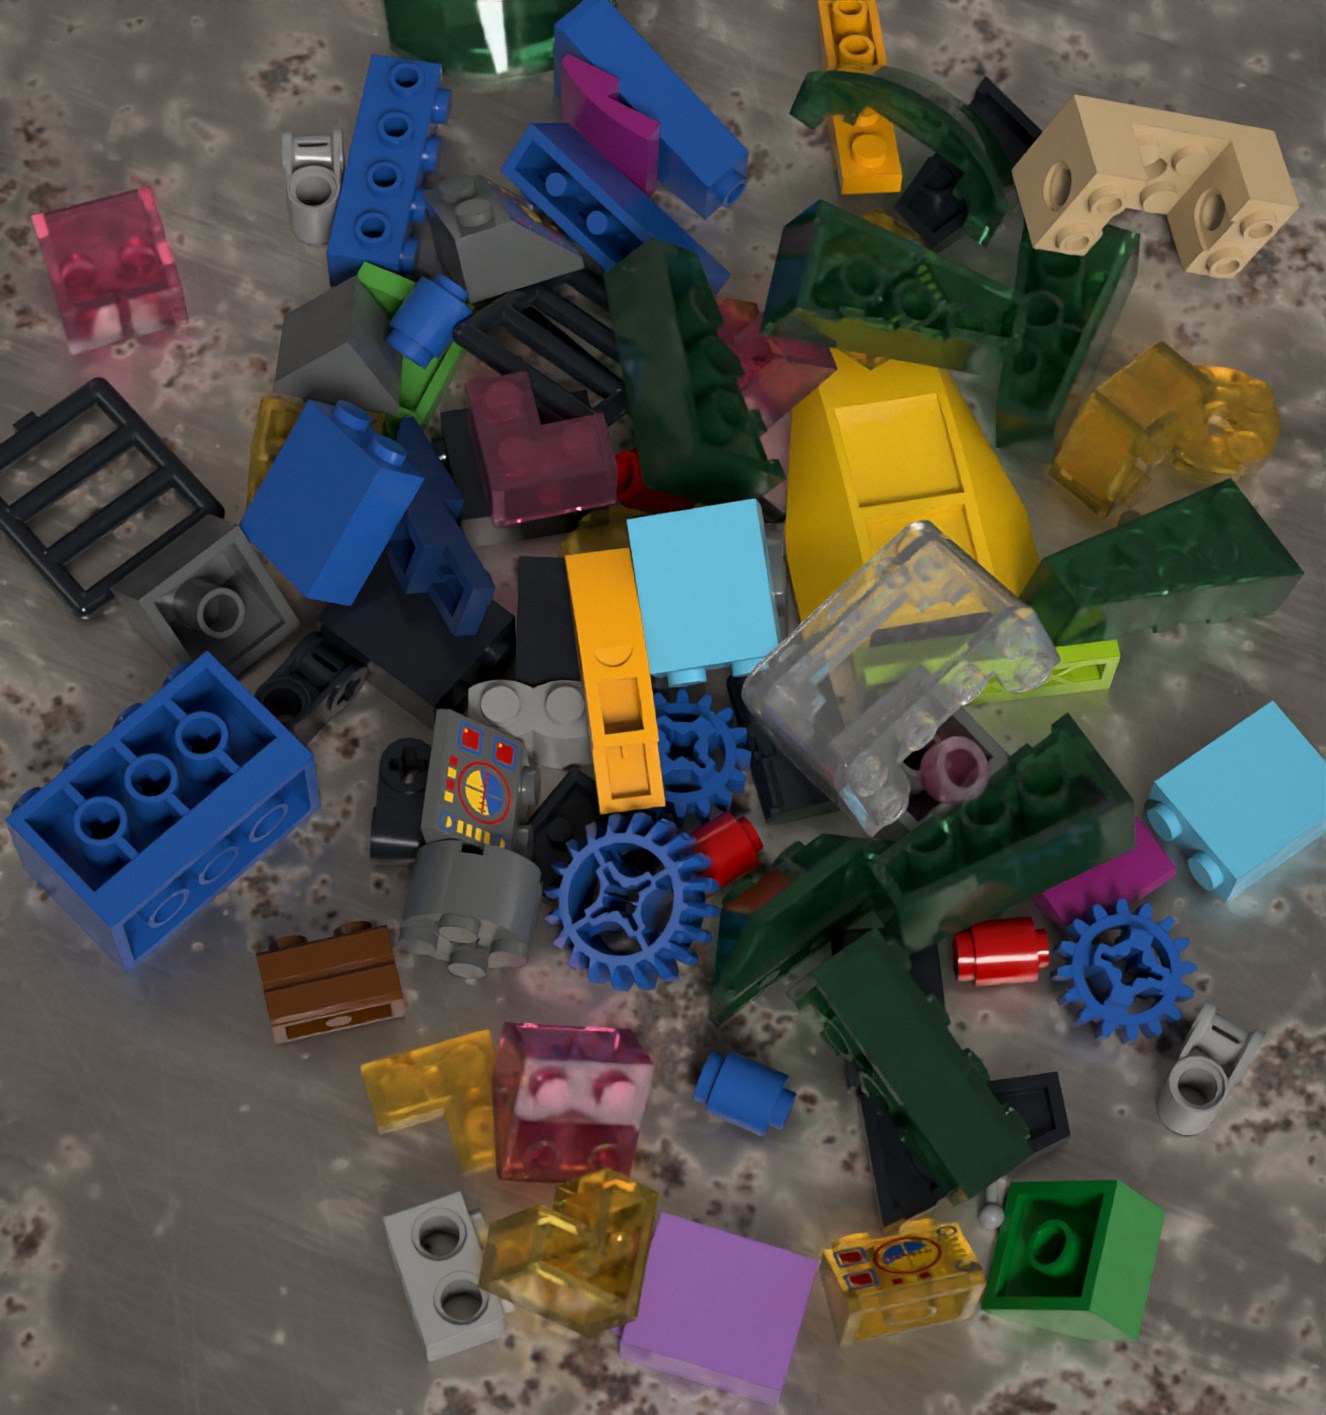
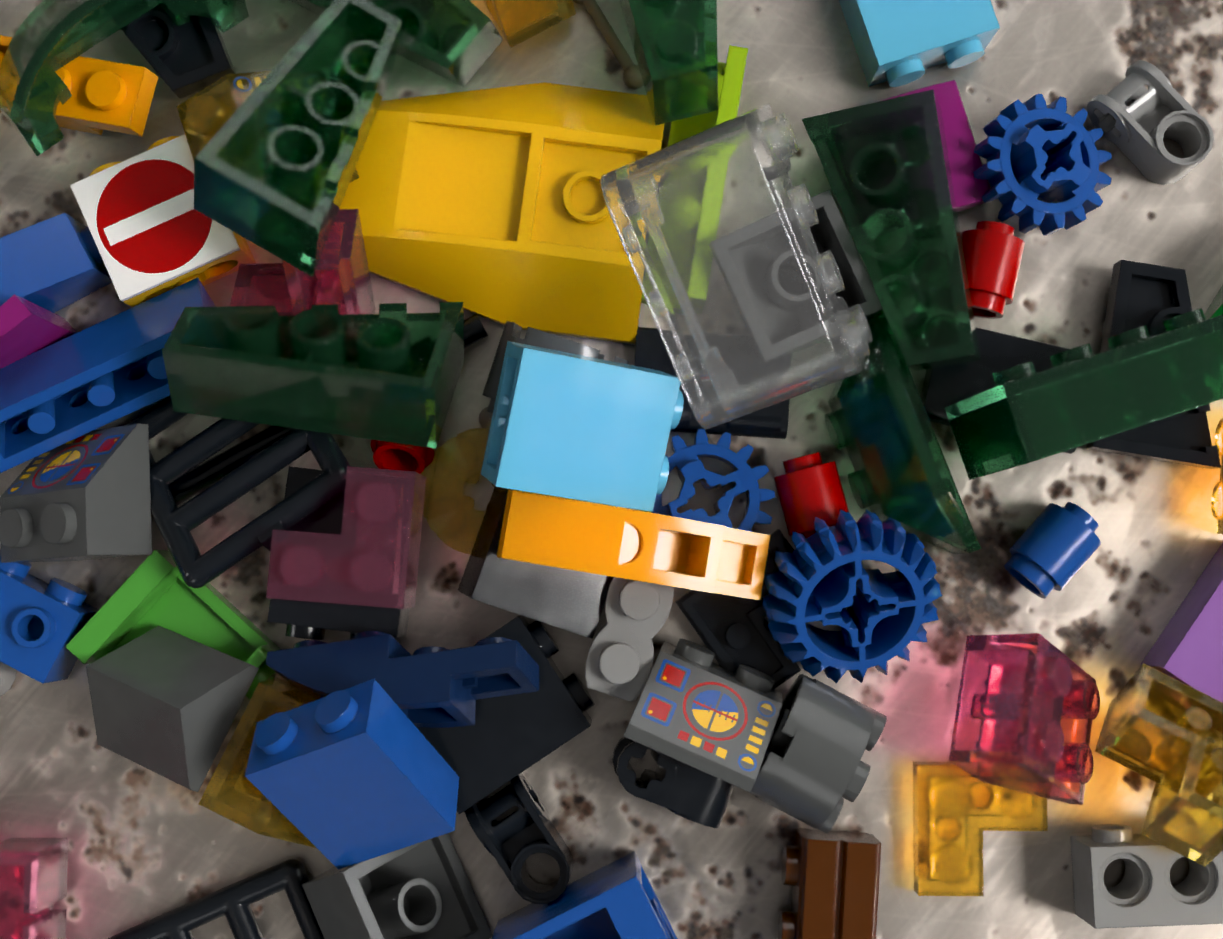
camera: 65 degrees left, 20 degrees up
(427, 320) = (163, 605): blue brick -> none
(746, 221) = (149, 226): none -> piece
(954, 770) = (842, 232): clear pink piece -> none

